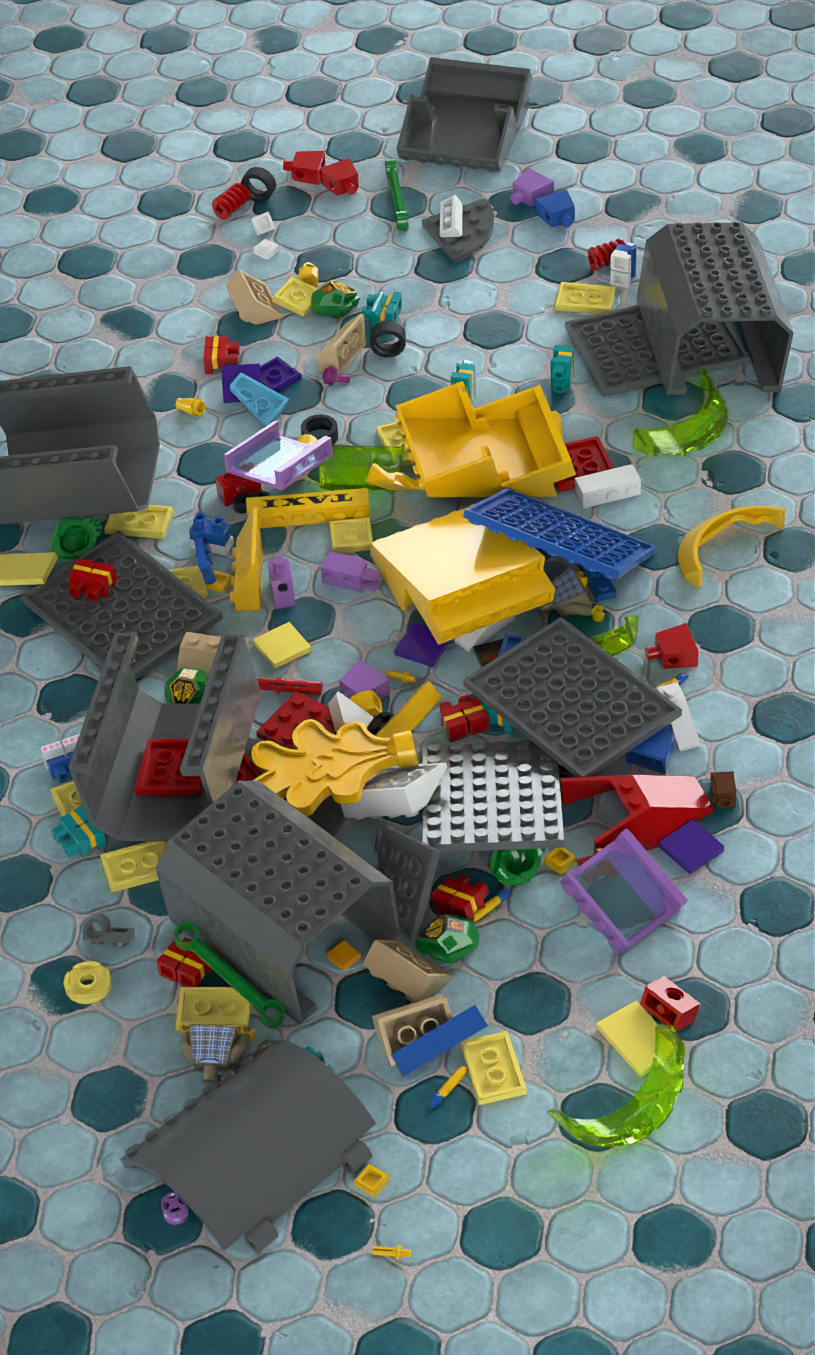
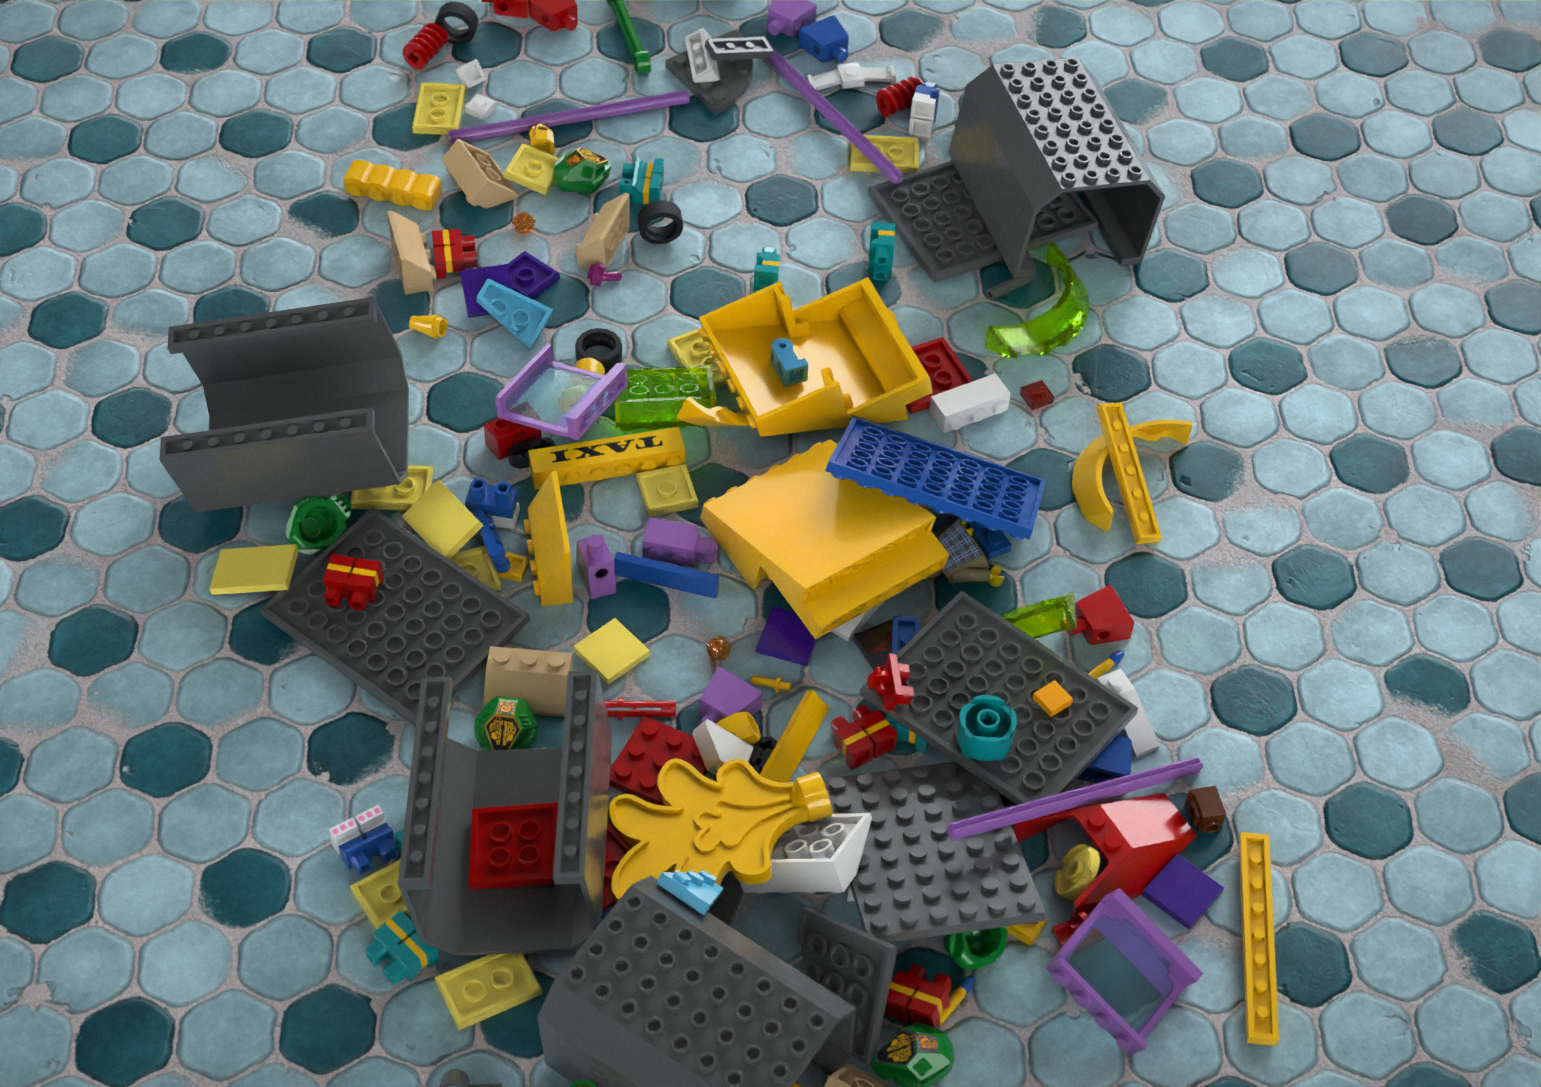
camera: 15 degrees left, 5 degrees up
(170, 543) = (442, 520): none -> light yellow tile
(184, 303) = (392, 185): none -> yellow brick
(186, 353) = (410, 254): none -> tan slope
(233, 249) = (439, 108): none -> light yellow tile
(281, 336) = (524, 222): none -> clear orange plate
(290, 793) = (692, 888): none -> medium azure wing
(335, 594) = (666, 575): none -> blue tile
(340, 258) = (570, 116): none -> medium lavender axle
(365, 649) = (718, 648): none -> clear orange plate
(461, 447) = (787, 364): none -> dark azure leg
(481, 211) = (738, 48): none -> dark grey plate
(484, 673) = (888, 682): none -> red hips
(548, 266) = (836, 118): none -> medium lavender axle
(551, 711) = (986, 728): none -> teal brick
(571, 238) = (851, 76): none -> white plate
(608, 819) = (1078, 871): none -> light yellow tile
(613, 696) = (1052, 698): none -> light orange tile
(614, 768) = (1073, 798): none -> medium lavender axle
(662, 402) = (1007, 286): none -> dark grey piece
(666, 484) = (1036, 395): none -> clear red plate
(722, 543) = (1128, 473): none -> yellow tile
(742, 883) = (1258, 940): none -> yellow plate

